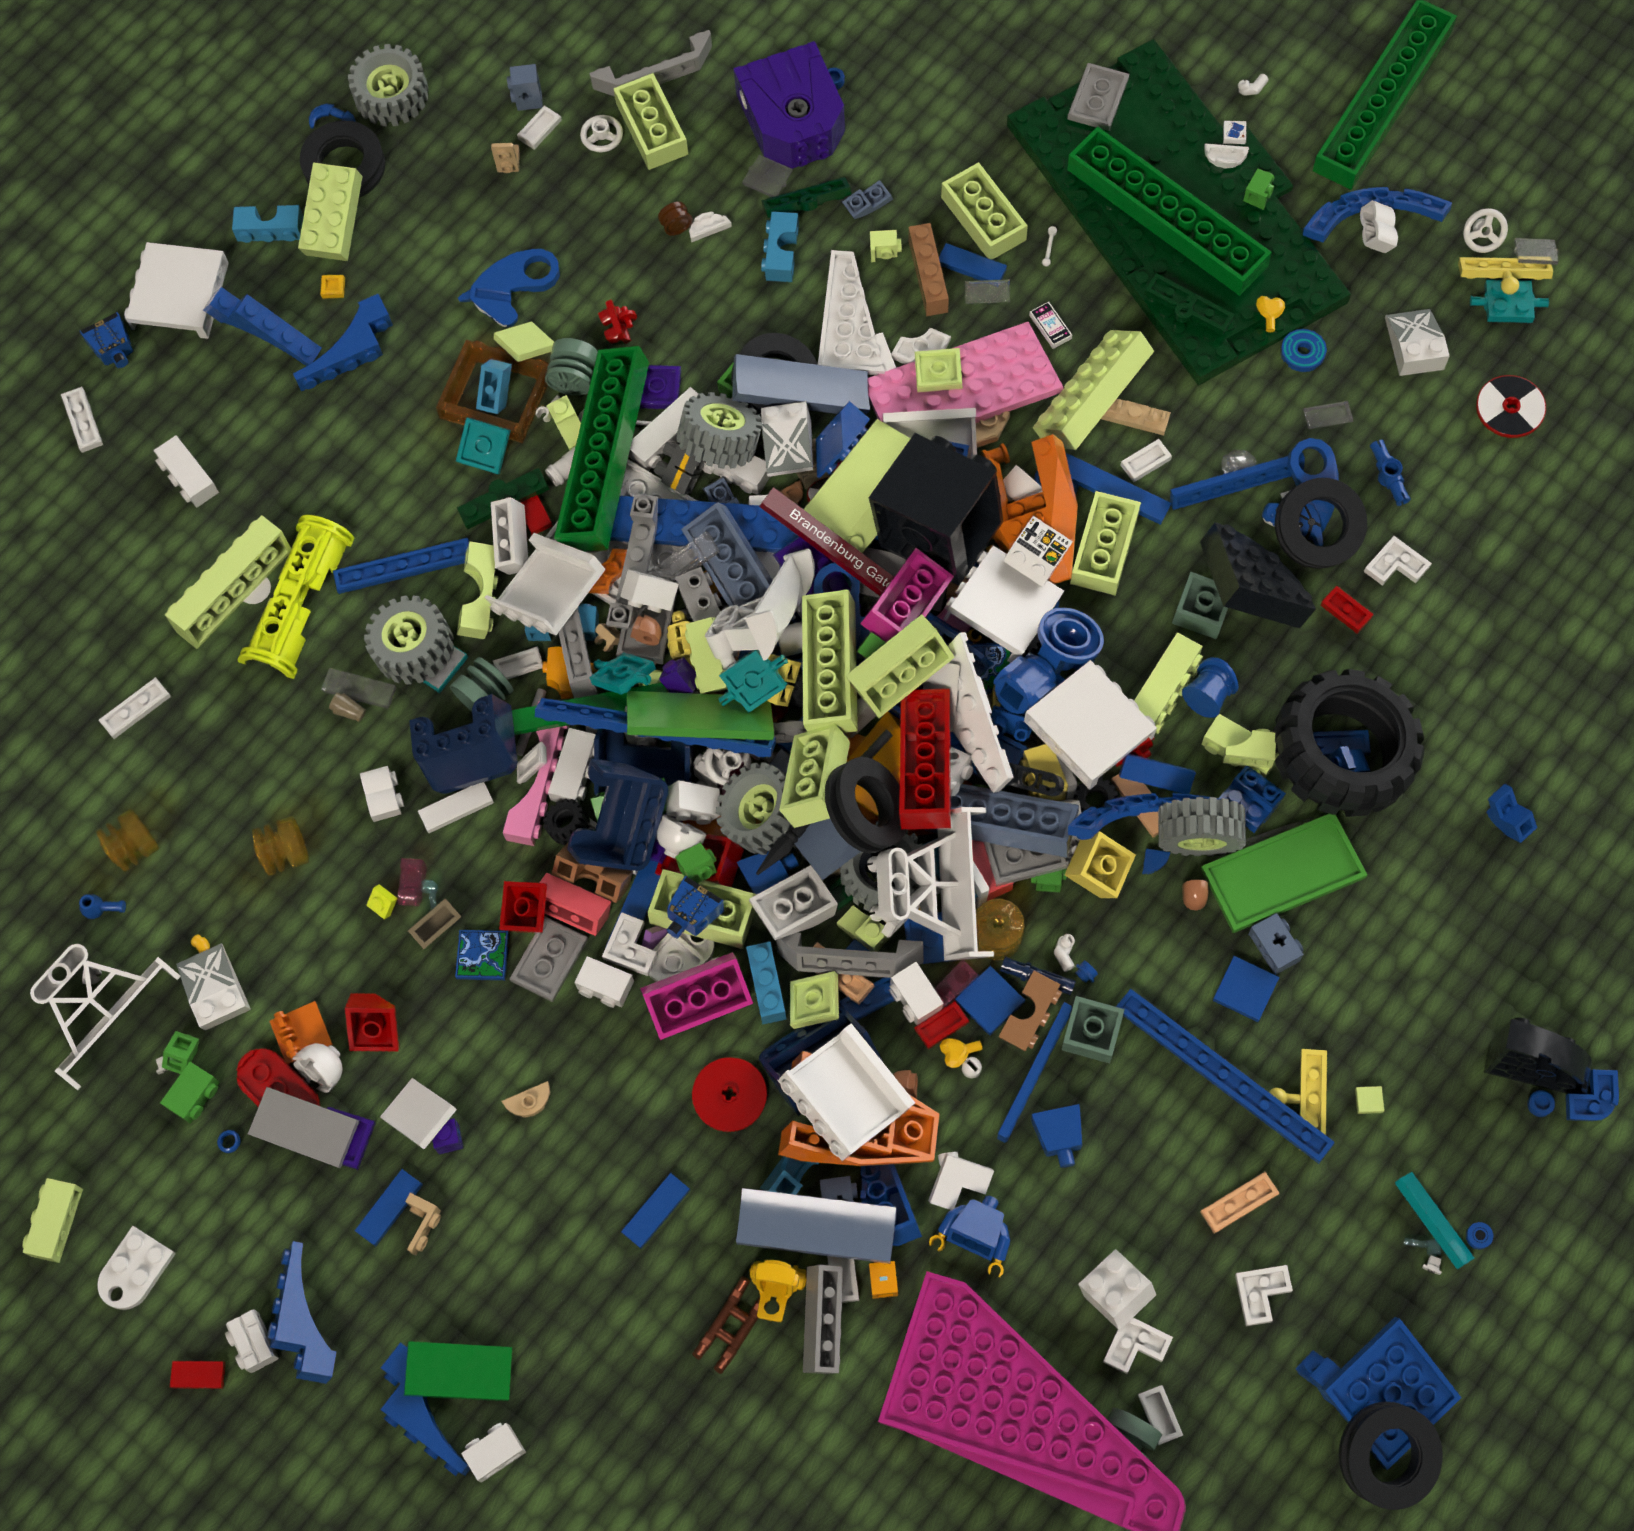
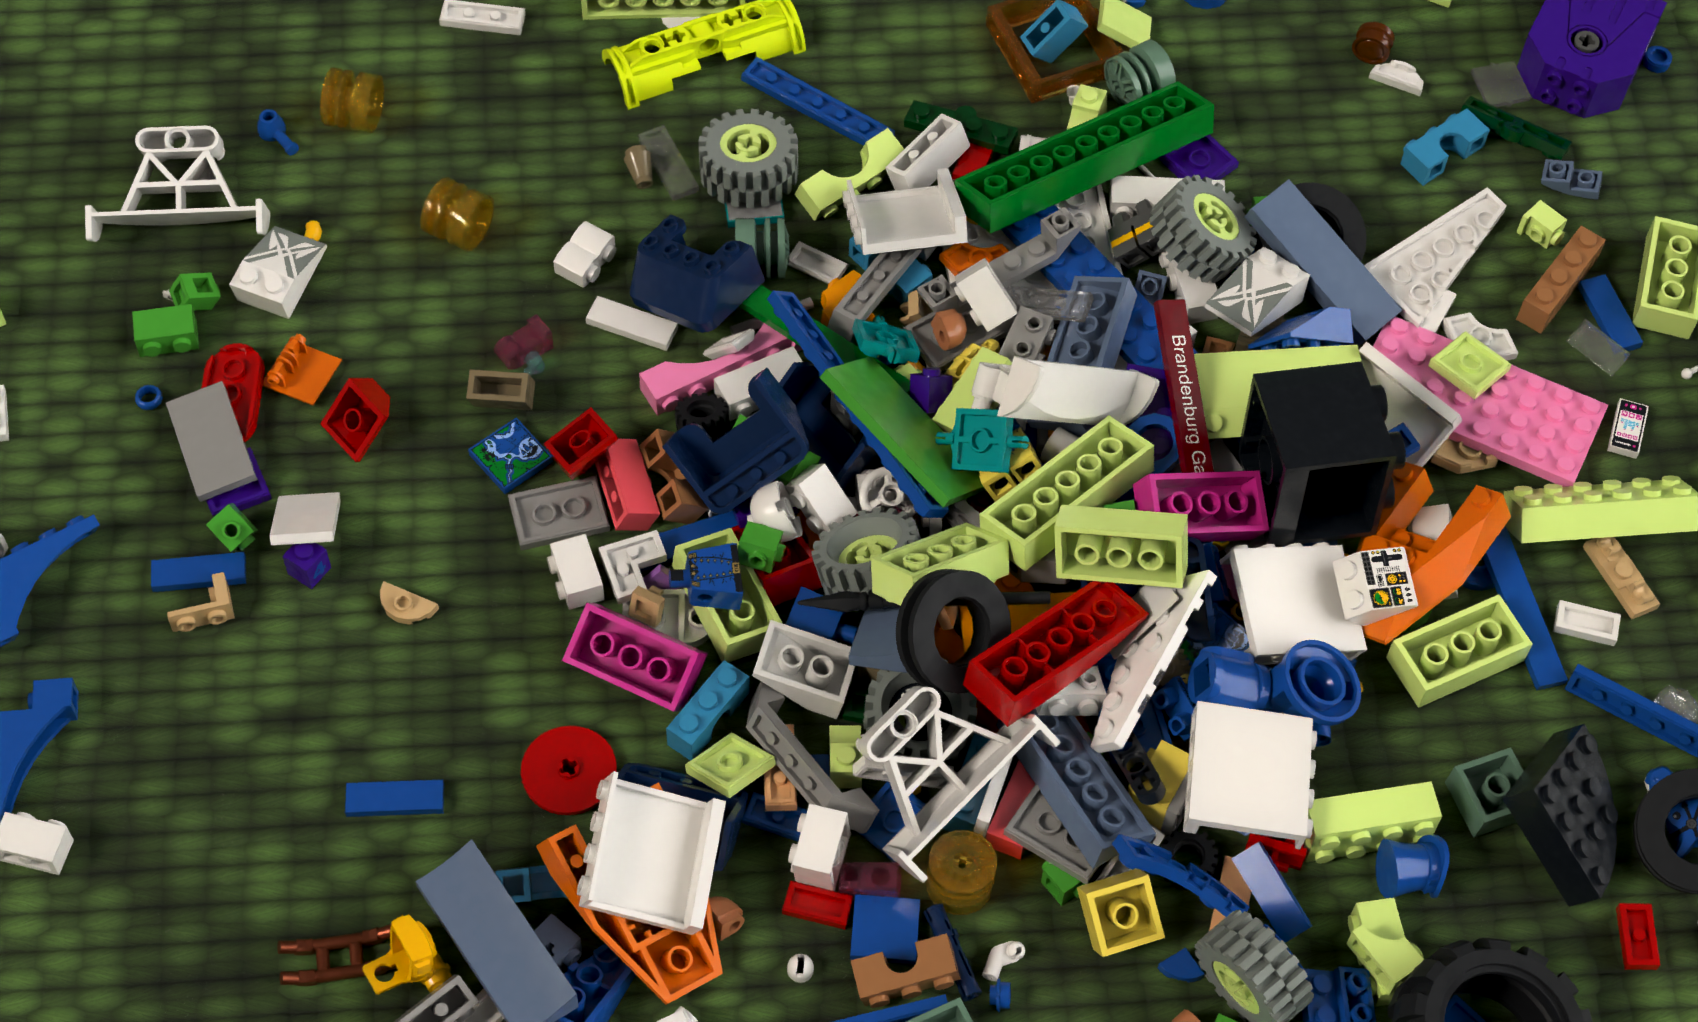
camera: 40 degrees right, 10 degrees down
(320, 1065) = (282, 407): white cylinder -> none
(381, 901) = (483, 335): neon yellow plate -> none
(382, 1163) = (233, 528): none -> bright green brick
(458, 1371) = (86, 749): green tile -> none
(483, 445) = (992, 71): teal tile -> none
(621, 320) = (1227, 80): red hips -> none
(667, 959) = (647, 605): none -> tan tile
(957, 1051) = (804, 940): yellow rock -> none
(998, 454) = (1443, 486): orange bush -> none

